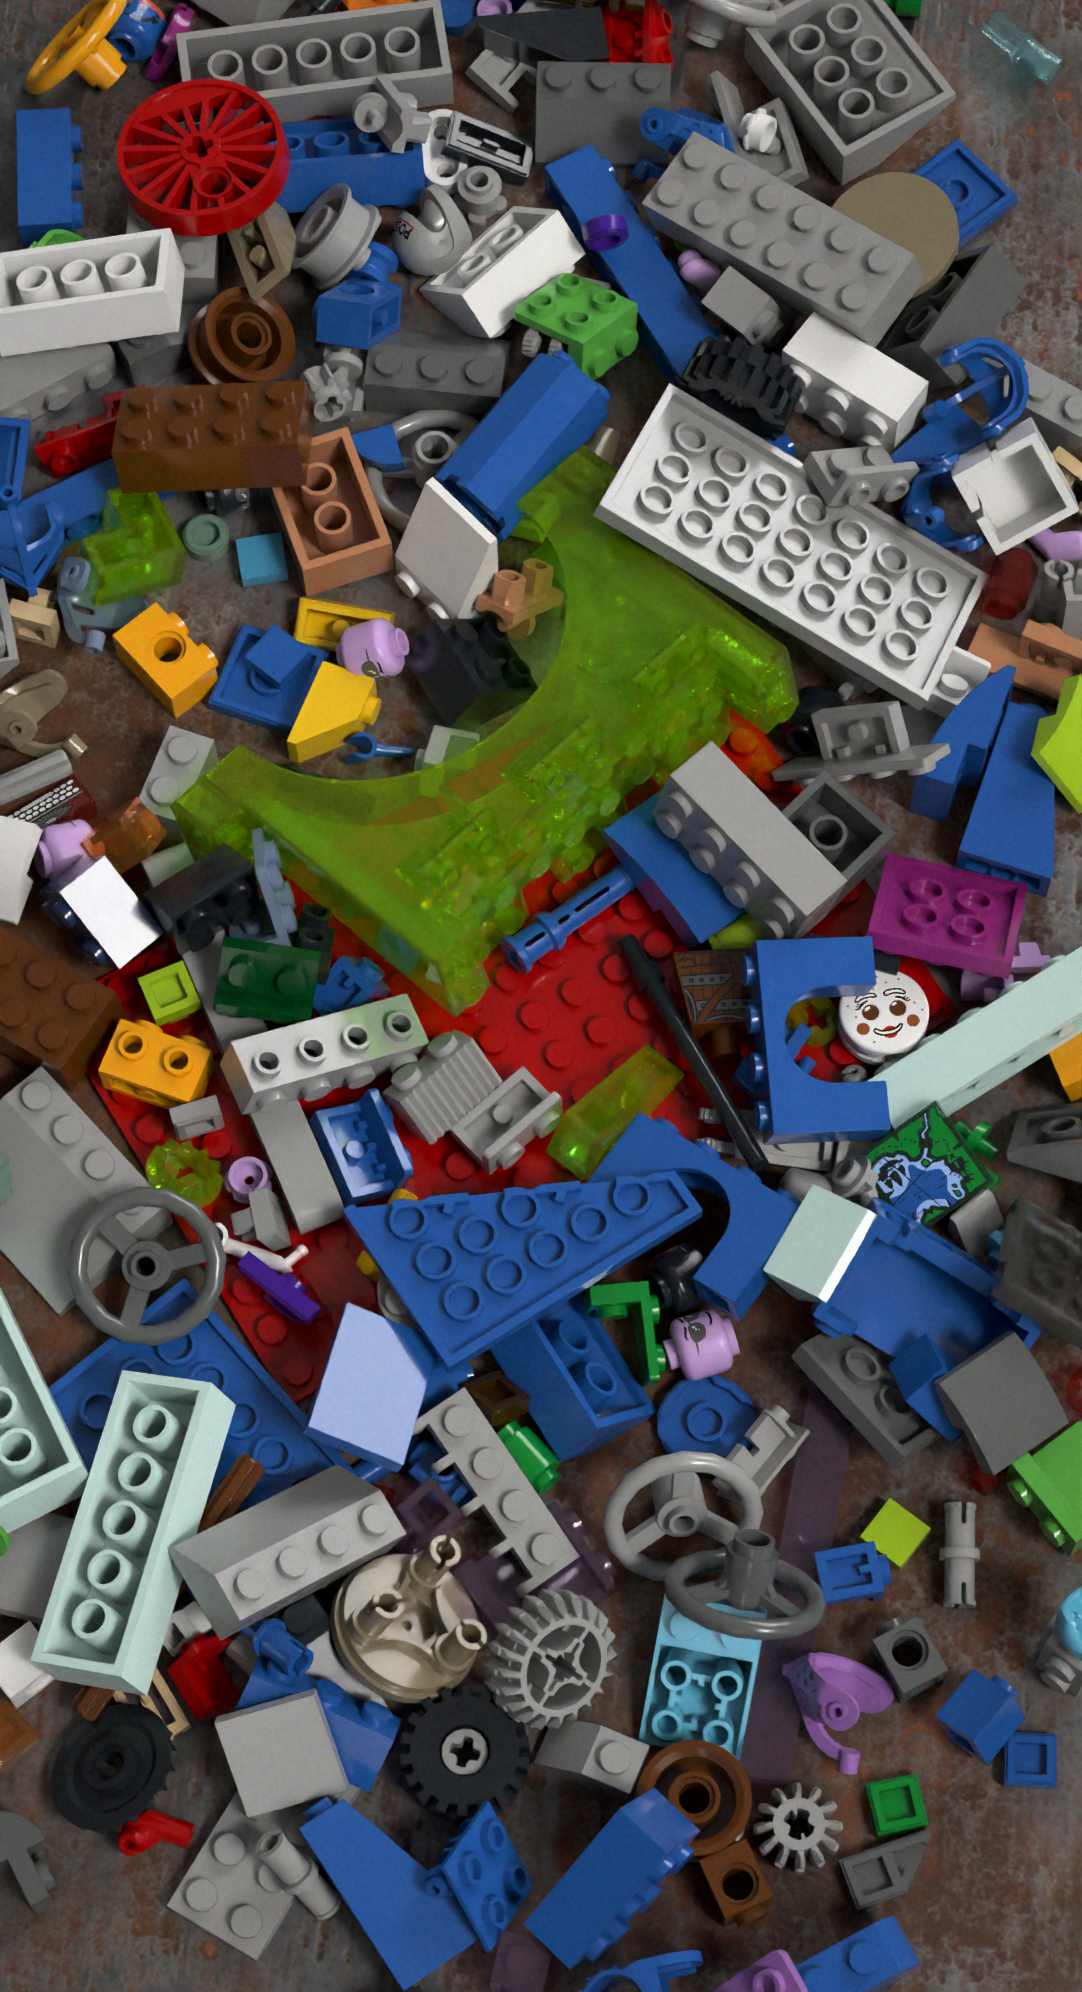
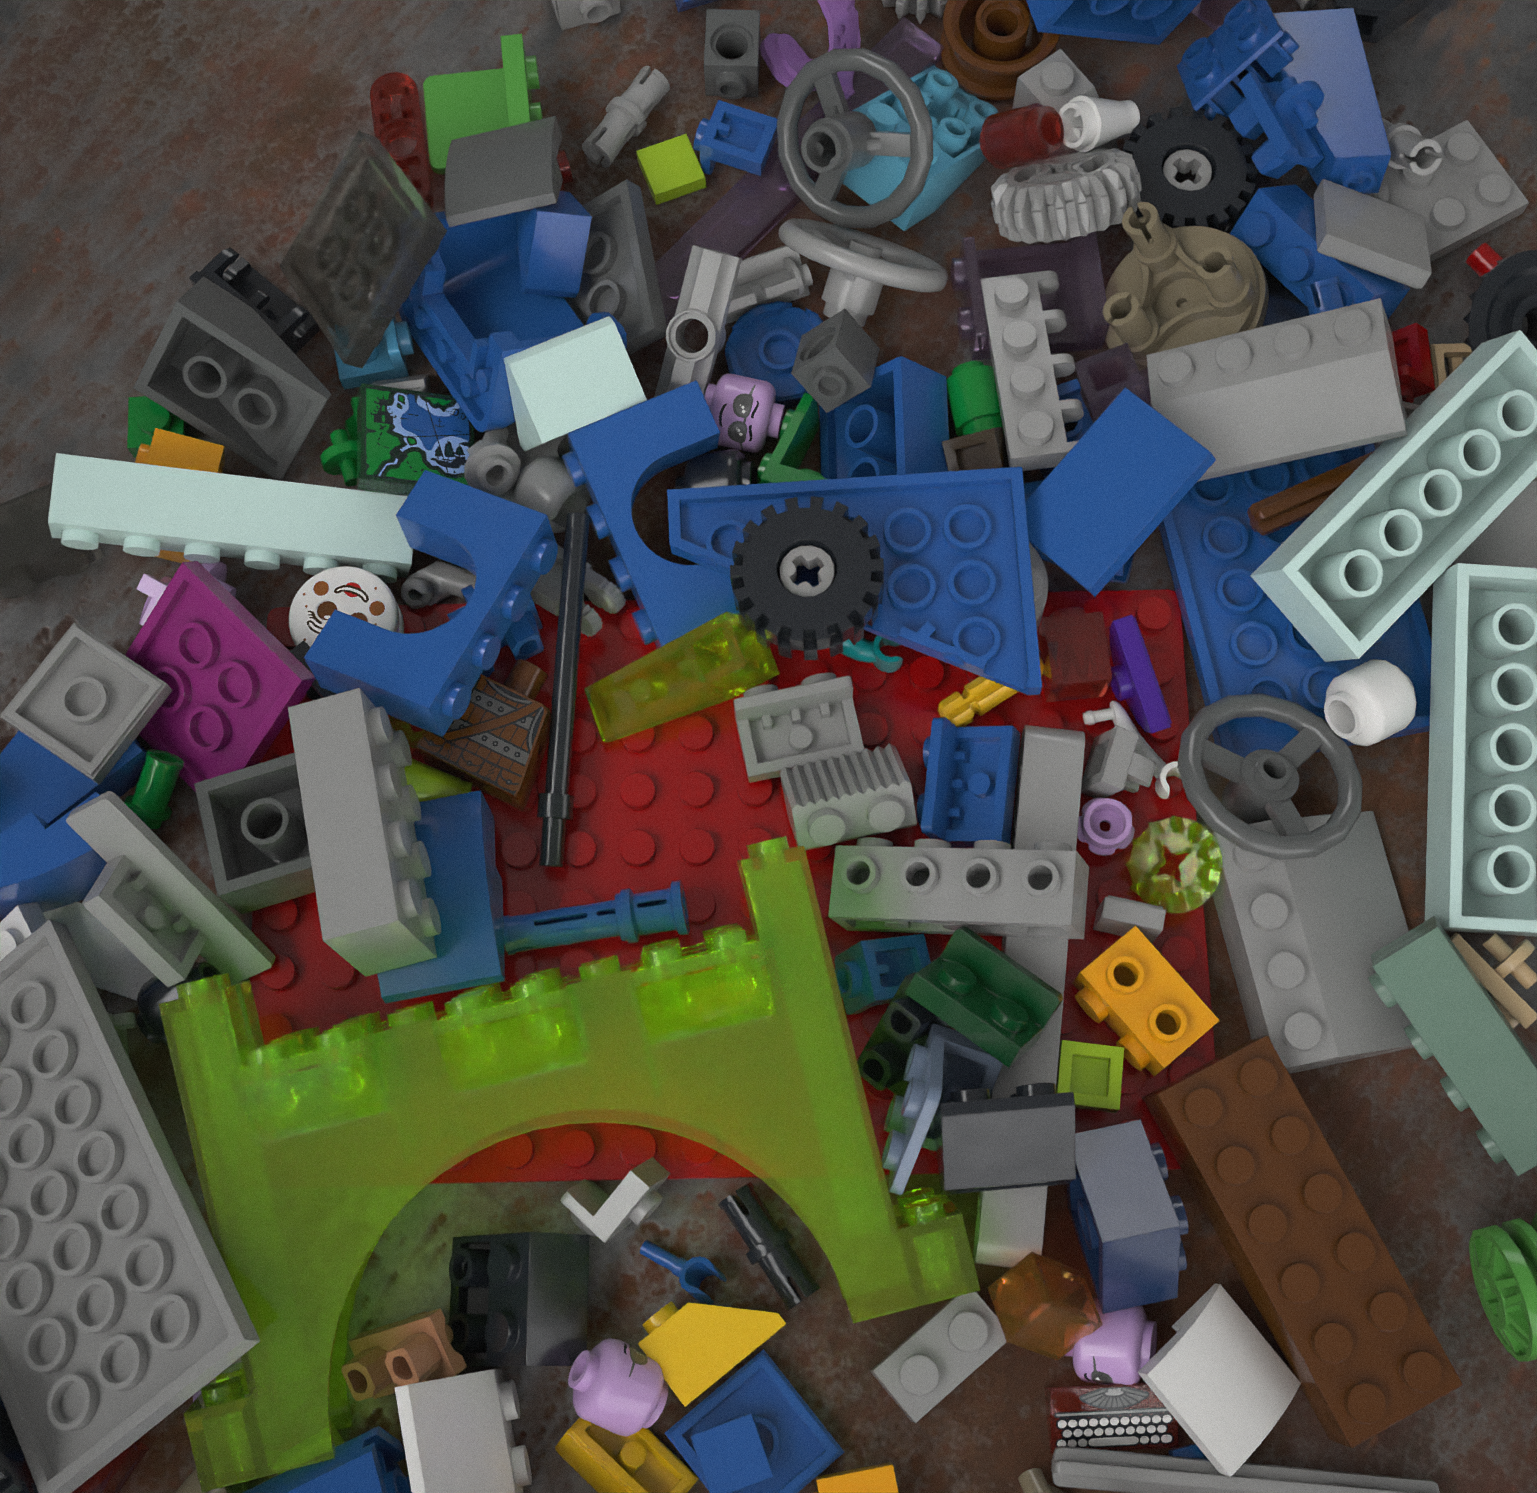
camera: 150 degrees left, 5 degrees up
(97, 1363) = (1370, 702): none -> white head
(408, 1816) = (1285, 114): none -> blue hips
(560, 1741) = (1095, 121): none -> white cone
(567, 1210) = (802, 614): none -> black bush
(616, 1695) = (1021, 135): none -> clear red brick
(648, 1409) = (835, 361): none -> dark grey brick
(771, 1373) = (703, 297): none -> light grey piece
(936, 834) = (155, 788): none -> green pin
(1019, 855) = (86, 703): none -> light grey tile

